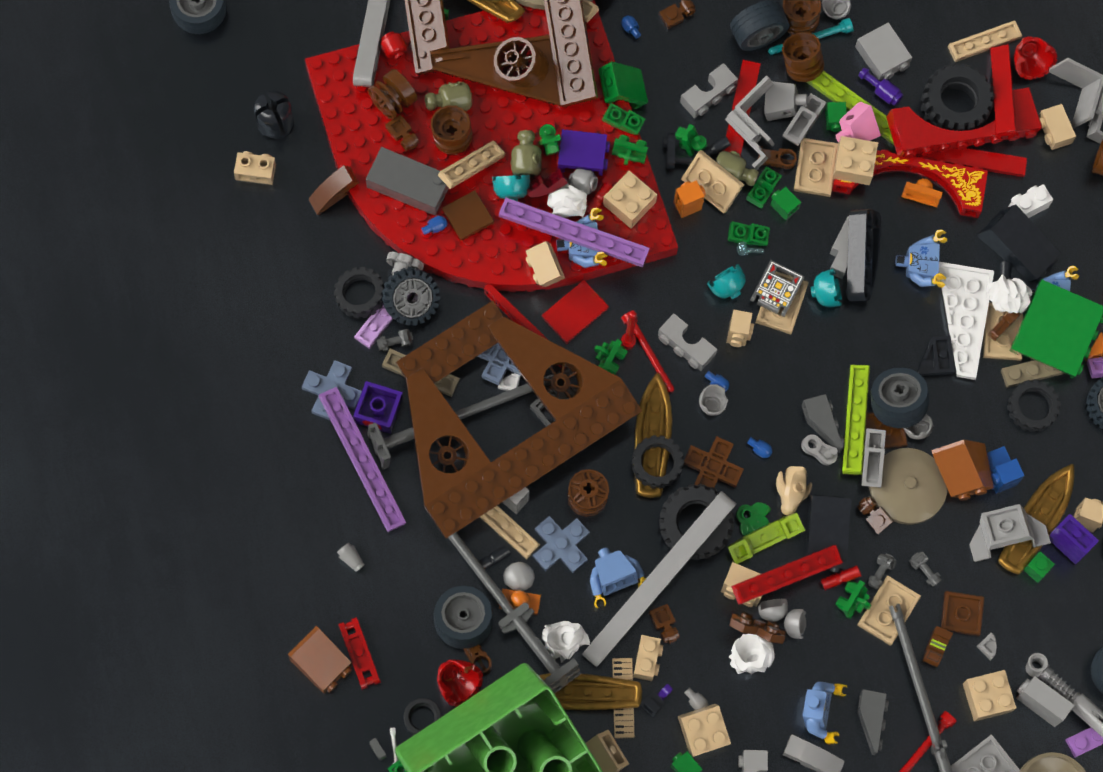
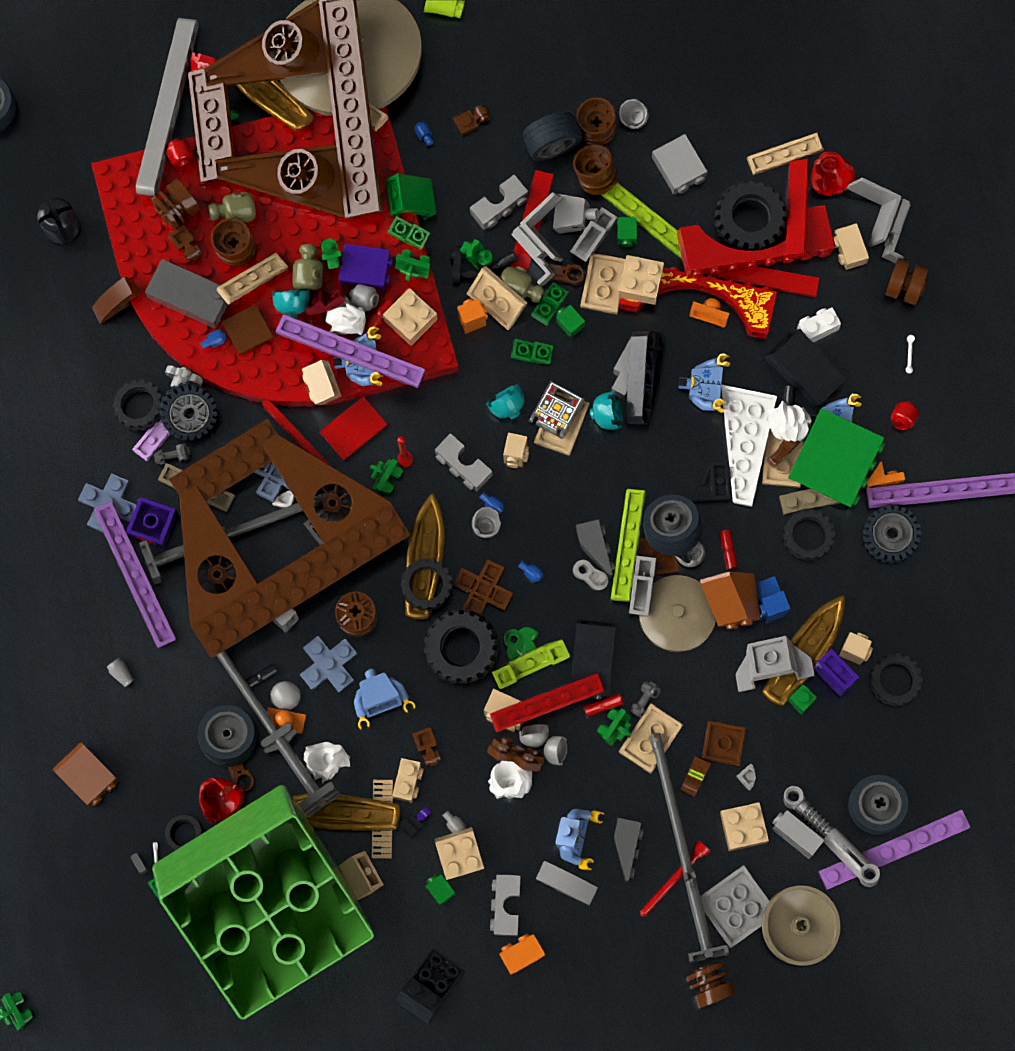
camera: 10 degrees right, 5 degrees up
(255, 168) = (39, 274): tan brick -> none
(359, 653) = (125, 768): red plate -> none
(511, 531) = (279, 650): tan tile -> none
(649, 352) = (409, 439): red piece -> none
(659, 579) = (420, 703): light grey beam -> none
(742, 249) = (526, 368): clear light blue hand -> none
(792, 488) = (560, 614): tan animal -> none
(844, 26) = (640, 137): teal piece -> none
(859, 123) = (648, 241): bright pink torso -> none
(879, 518) = (645, 645): plate -> none
(884, 88) = (677, 203): dark purple piece -> none
(919, 560) = (683, 689): dark grey bar -> none
(954, 419) = (729, 552): none -> red piece

